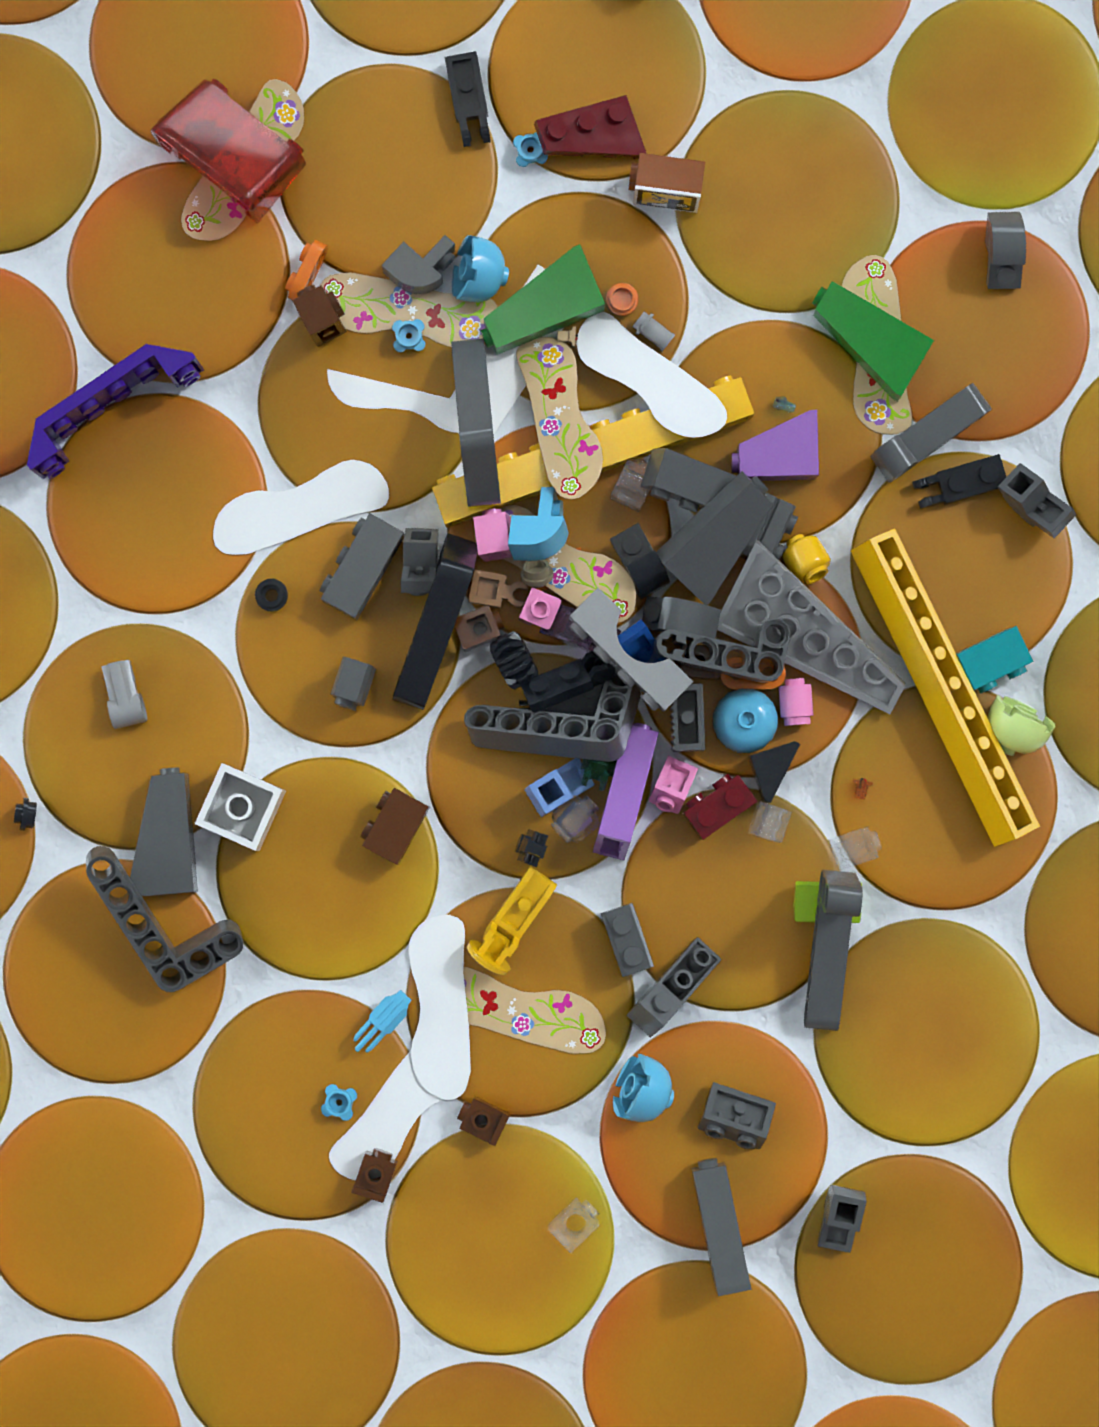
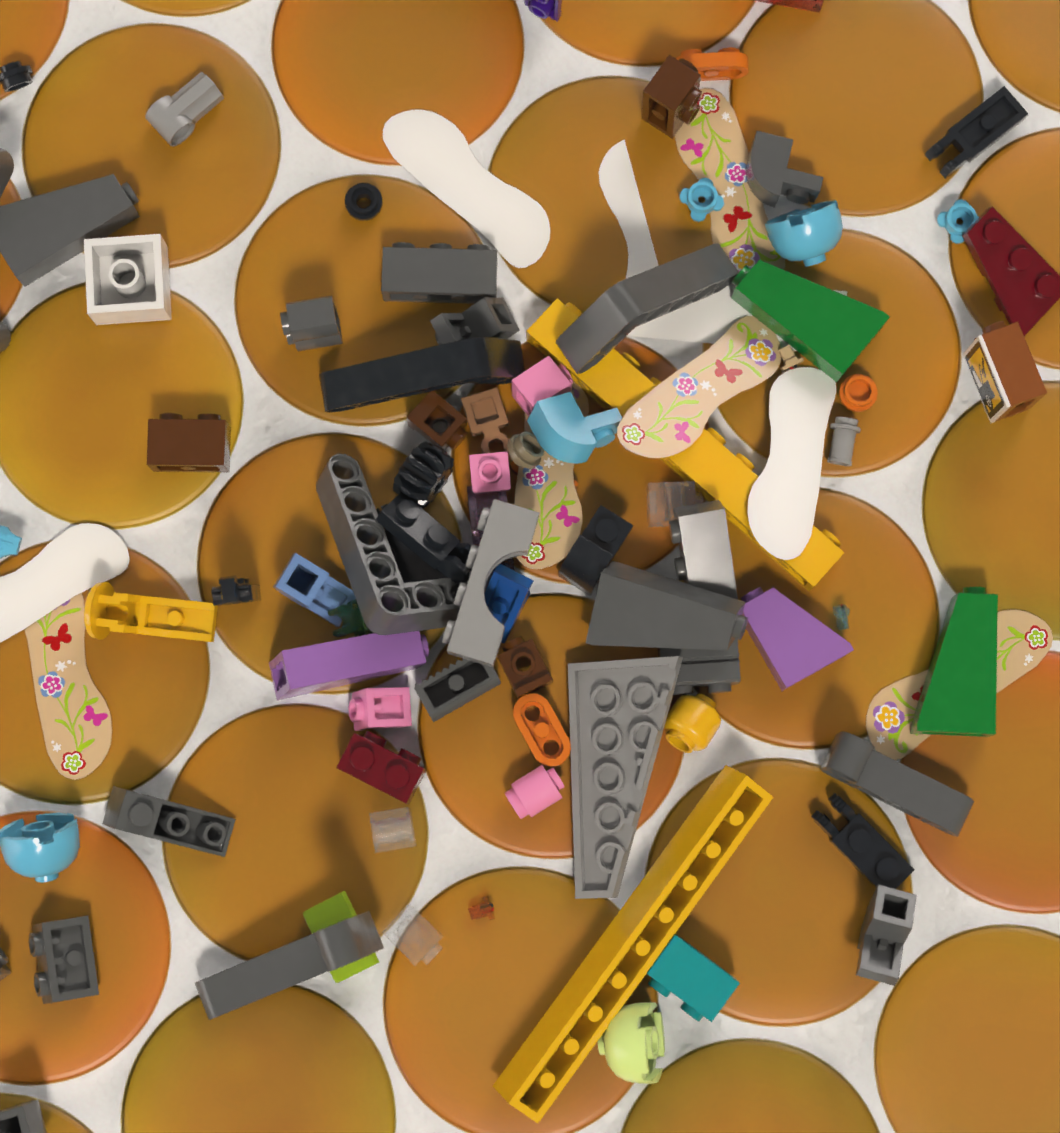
camera: 60 degrees right, 5 degrees down
(575, 819) = (291, 624): clear head -> none
(627, 939) = (192, 745): dark grey brick -> none
(681, 615) = (559, 625): dark grey brick -> none
(719, 649) = (546, 679): dark grey beam -> none
(745, 720) = (488, 749): medium azure cylinder -> none
(770, 768) = (452, 802): black slope -> none

